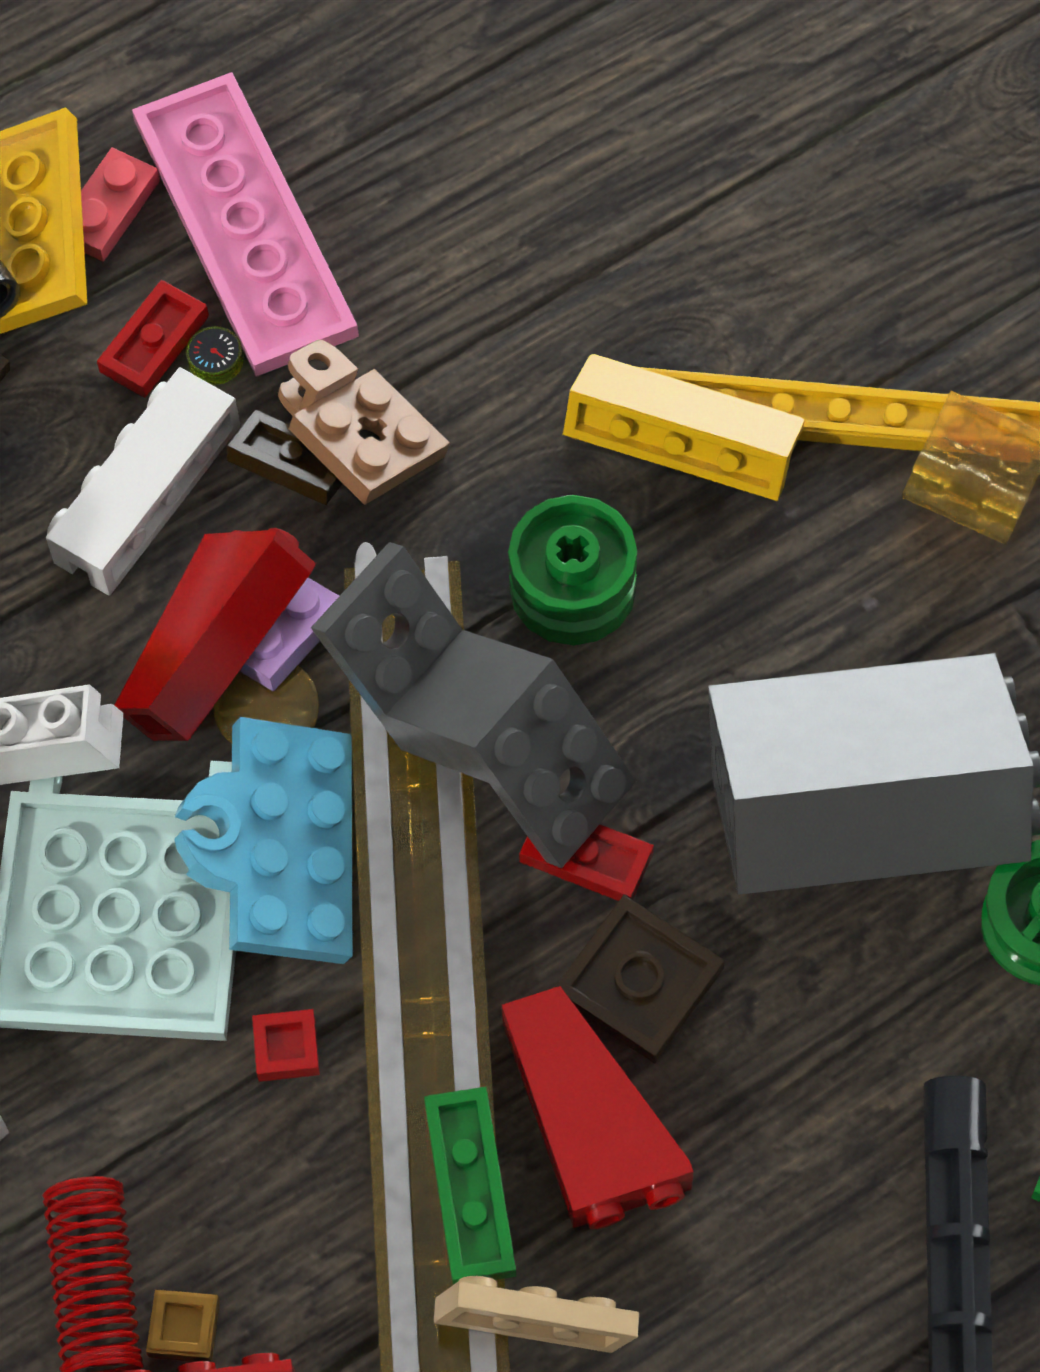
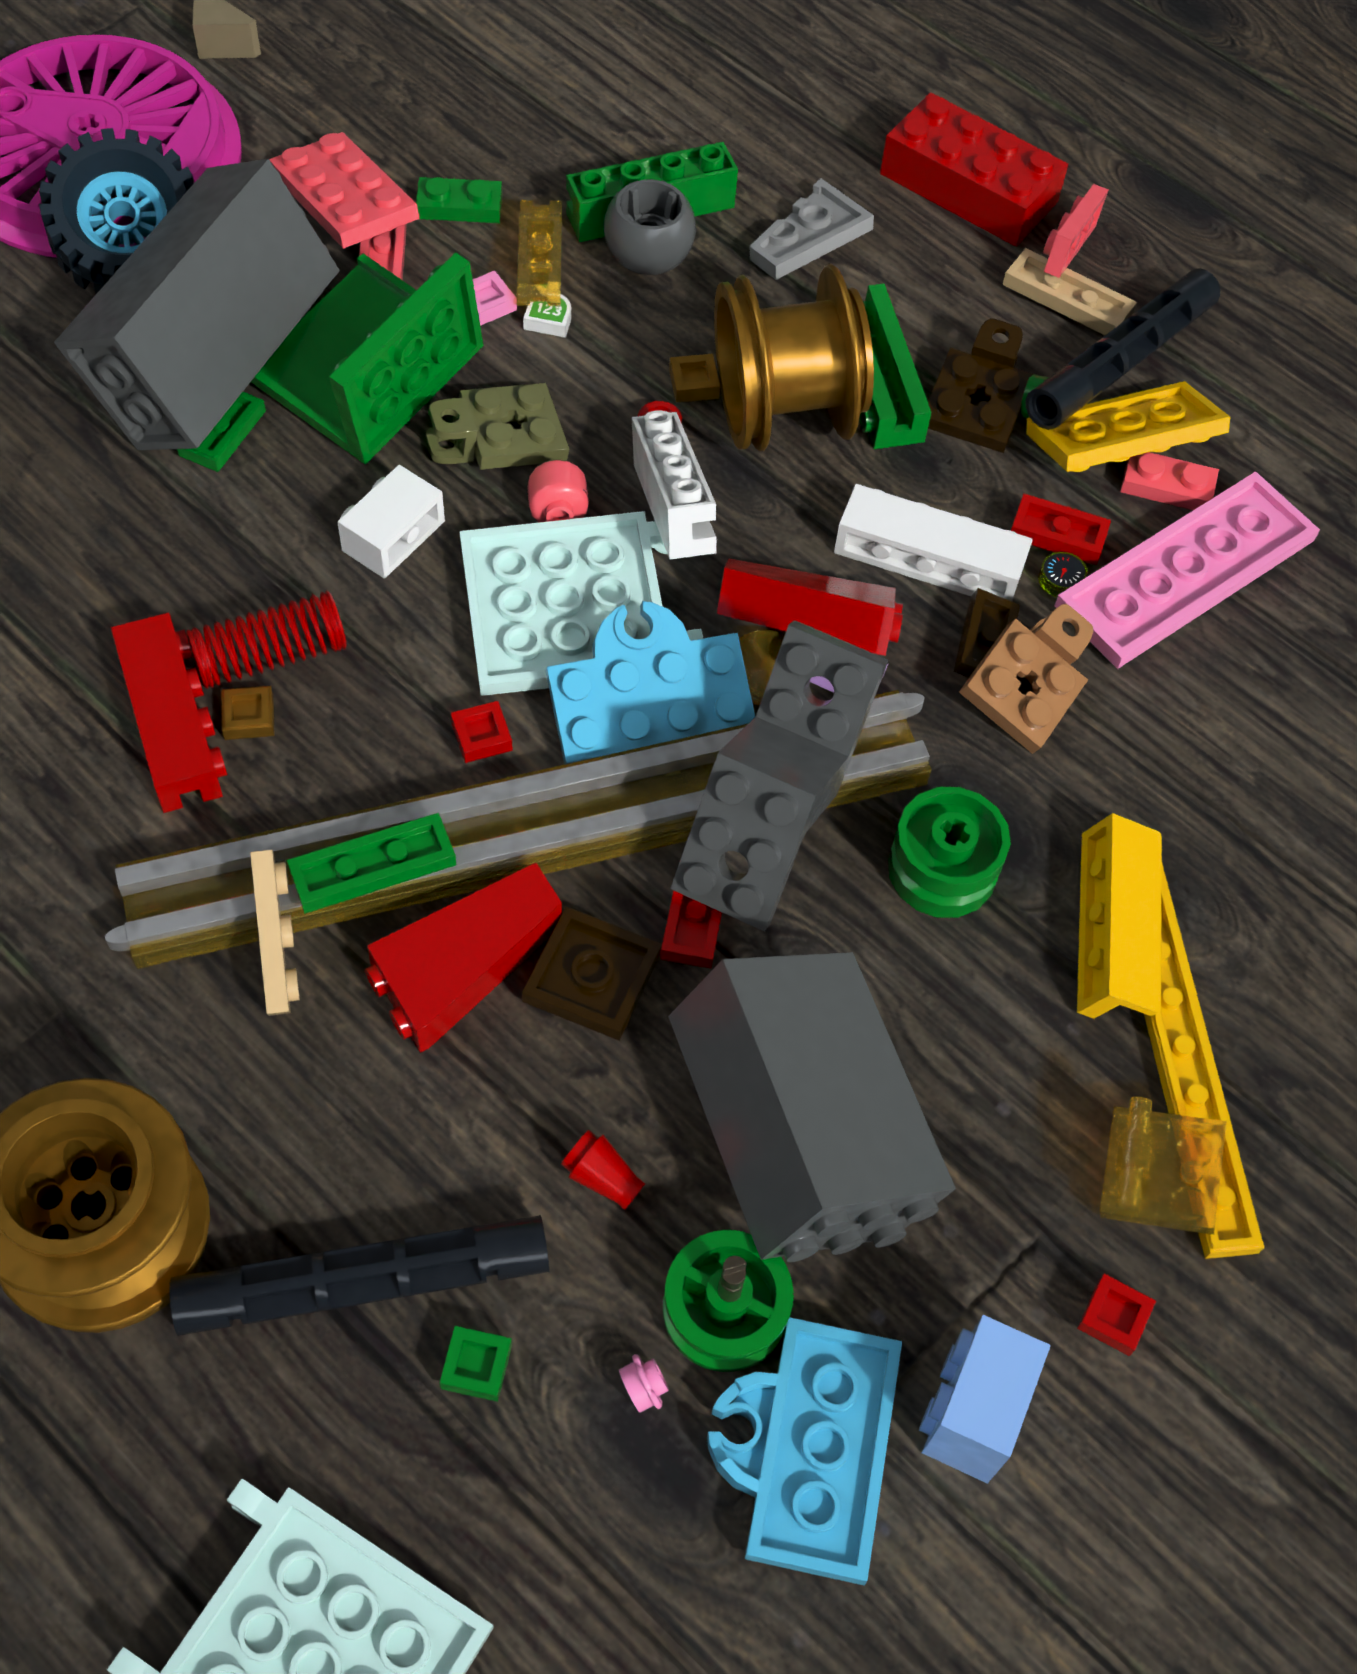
camera: 70 degrees right, 5 degrees down
(876, 1014) = (602, 1169): none -> red cone

